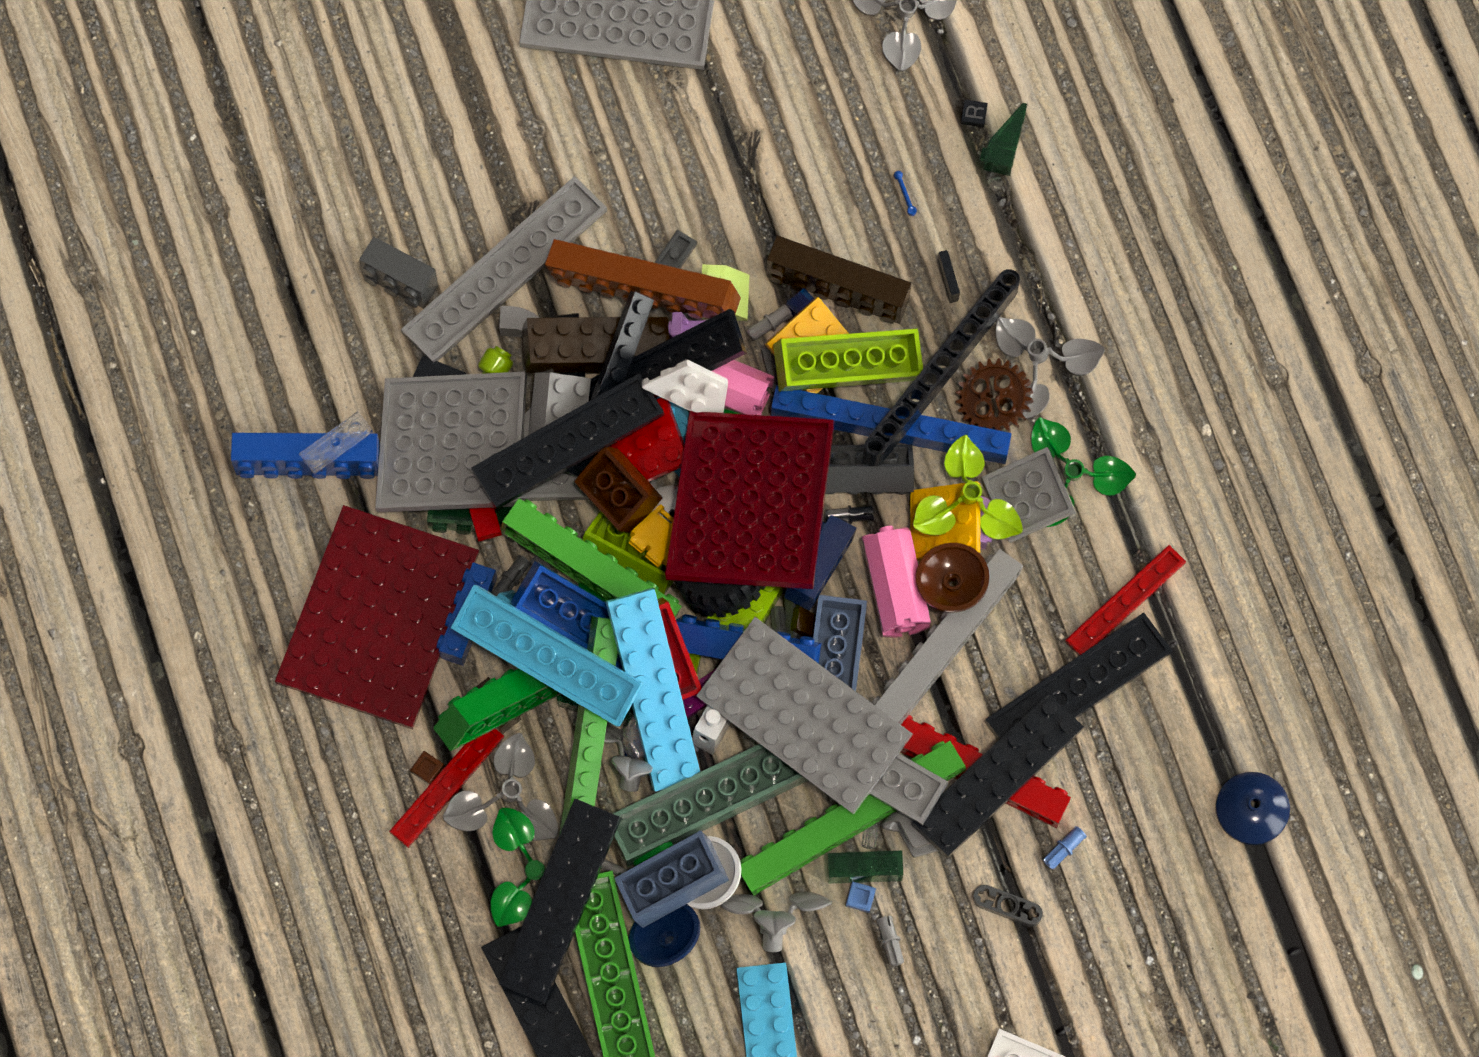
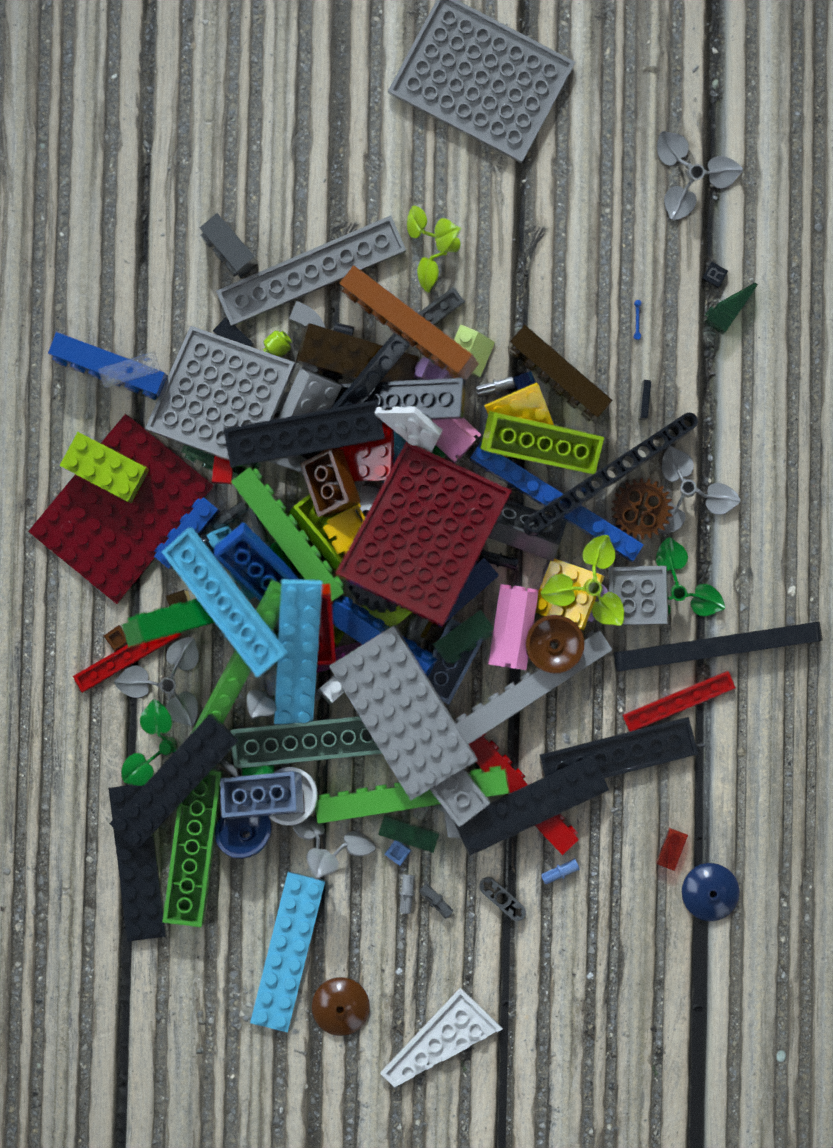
camera: 20 degrees right, 15 degrees up
(342, 570) = (104, 467): none -> lime brick
(648, 164) = (445, 238): none -> lime plant
(842, 607) = (464, 637): none -> clear green brick
(929, 936) = (436, 900): none -> dark grey pin
(1145, 521) = (717, 646): none -> black beam
(1186, 772) = (671, 849): none -> clear red plate

